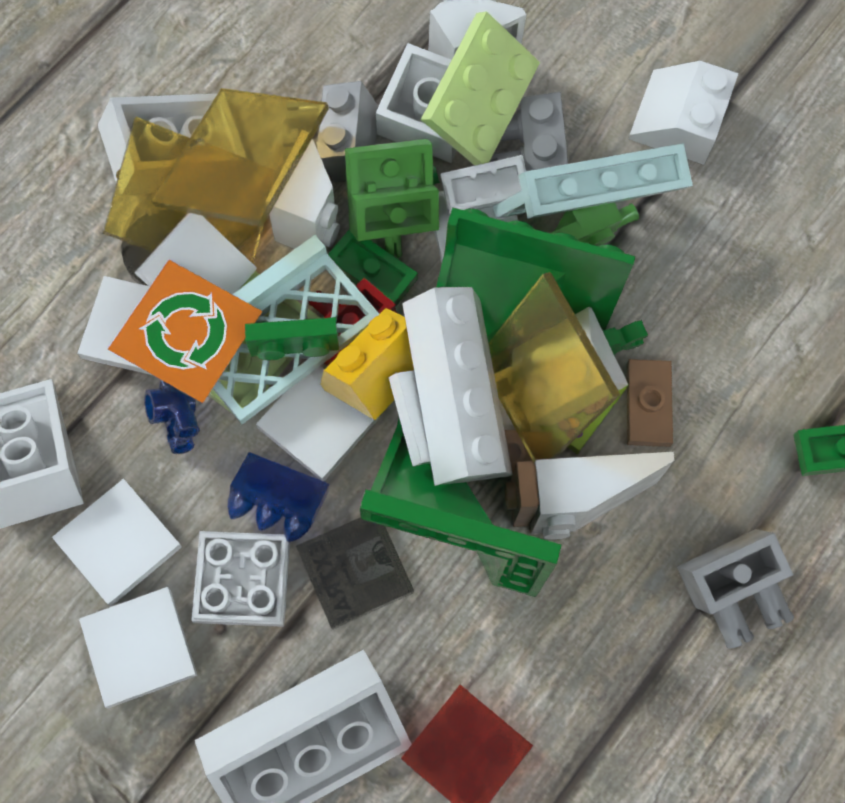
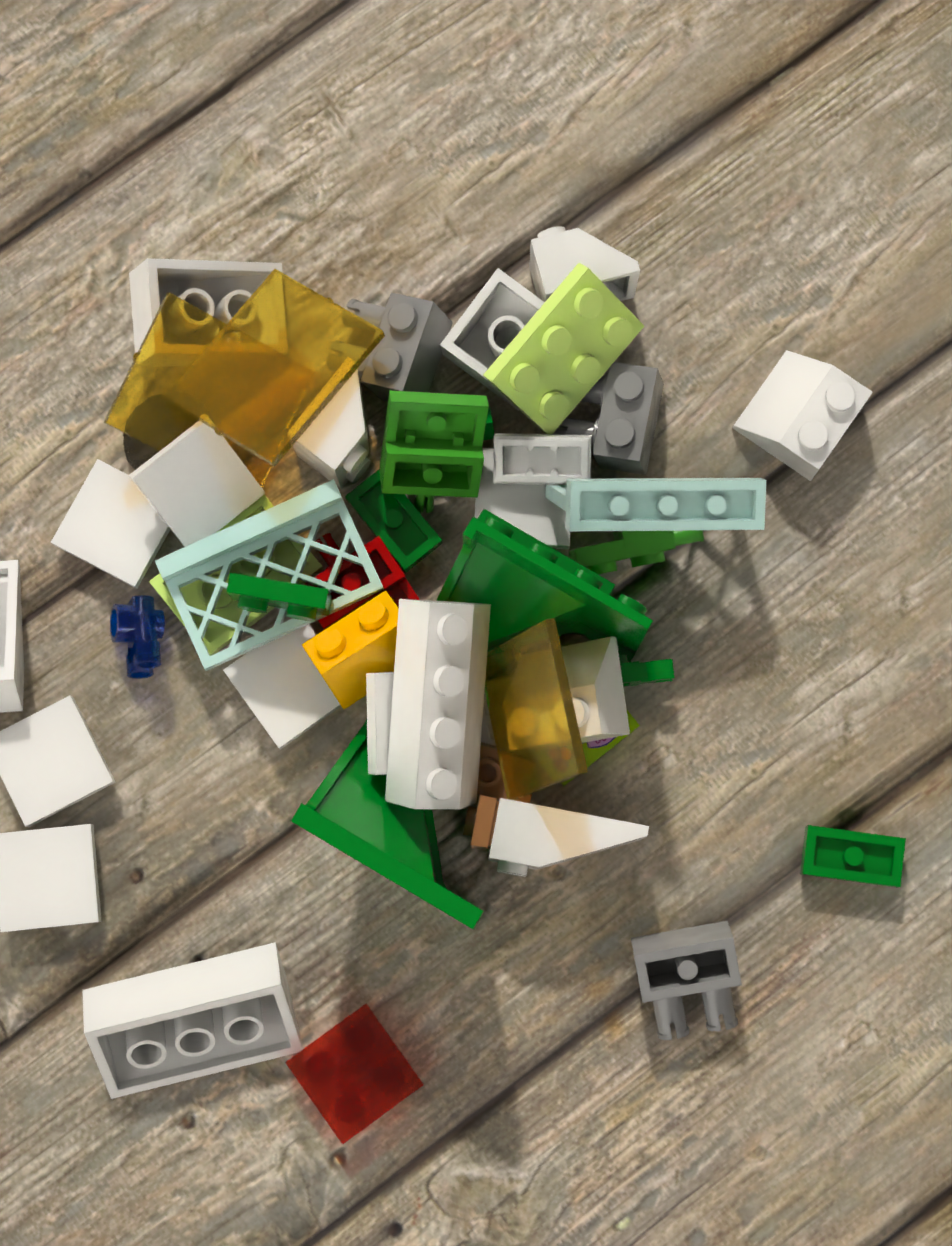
camera: 20 degrees right, 10 degrees up
(185, 331) = (168, 556): orange sticker -> none
(241, 579) = (169, 831): white tile -> none
(277, 494) = (228, 751): clear blue plate -> none
(354, 570) = (283, 859): clear smoke tile -> none
(649, 403) = (658, 750): medium nougat plate -> none

